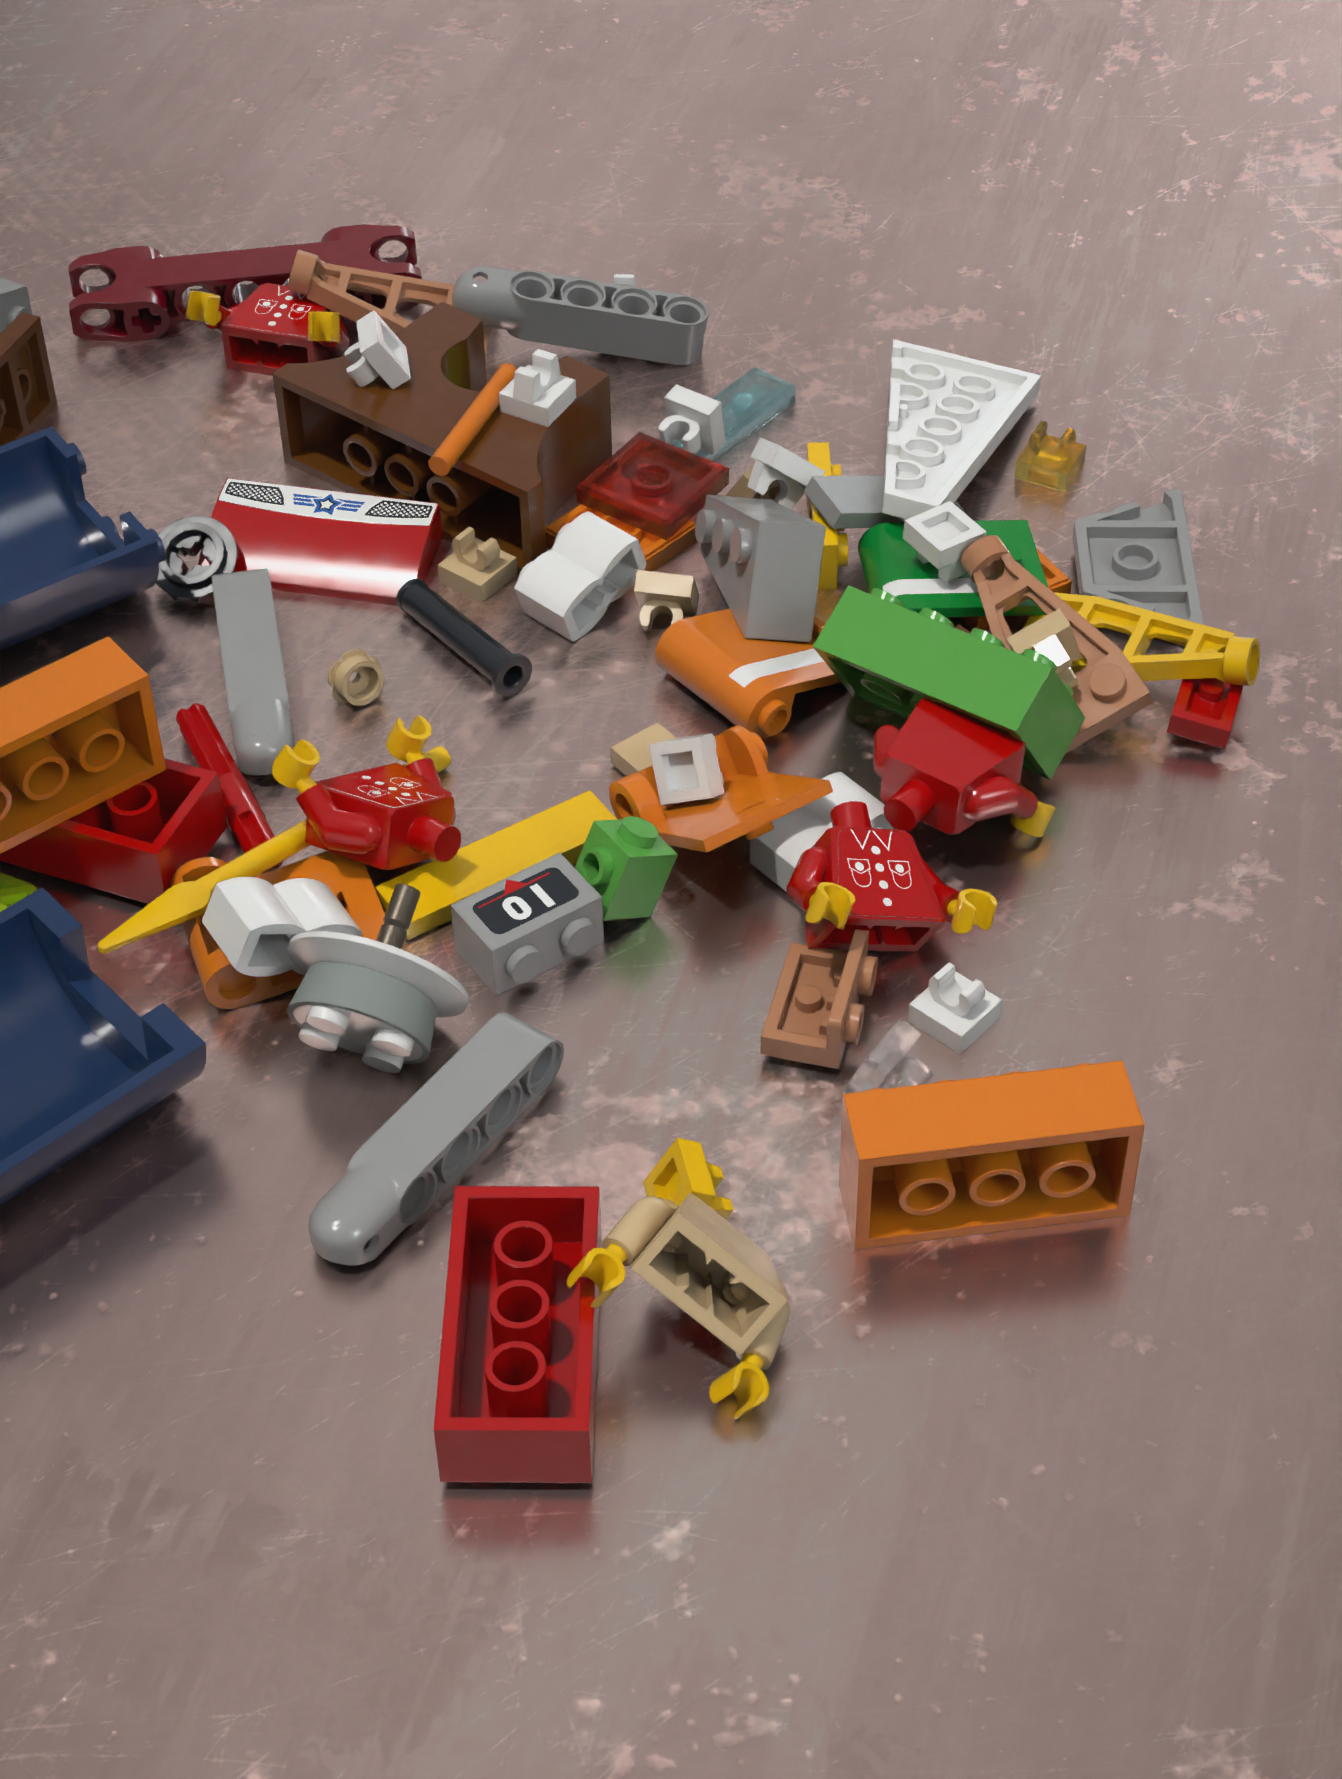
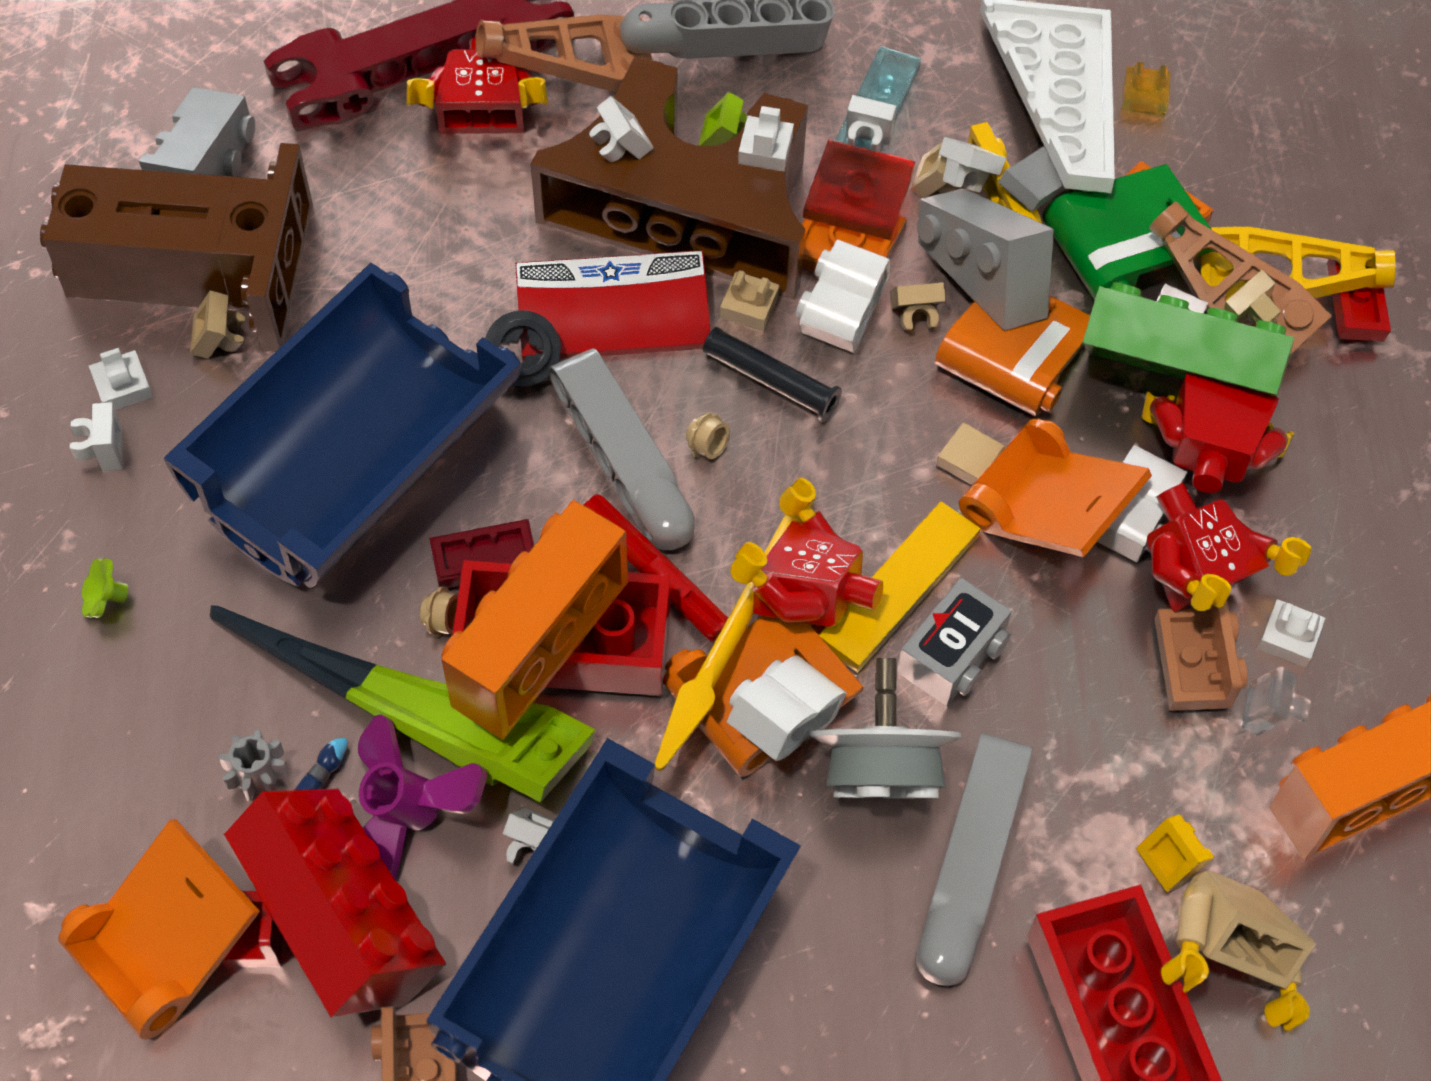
camera: 20 degrees left, 15 degrees up
(471, 421) = (725, 180): orange bar -> none
(626, 866) = (1012, 571): bright green brick -> none
(686, 769) = (1017, 469): white tile -> none
(942, 537) = (1131, 207): white tile -> none
(1140, 557) = (1257, 180): light grey wing -> none

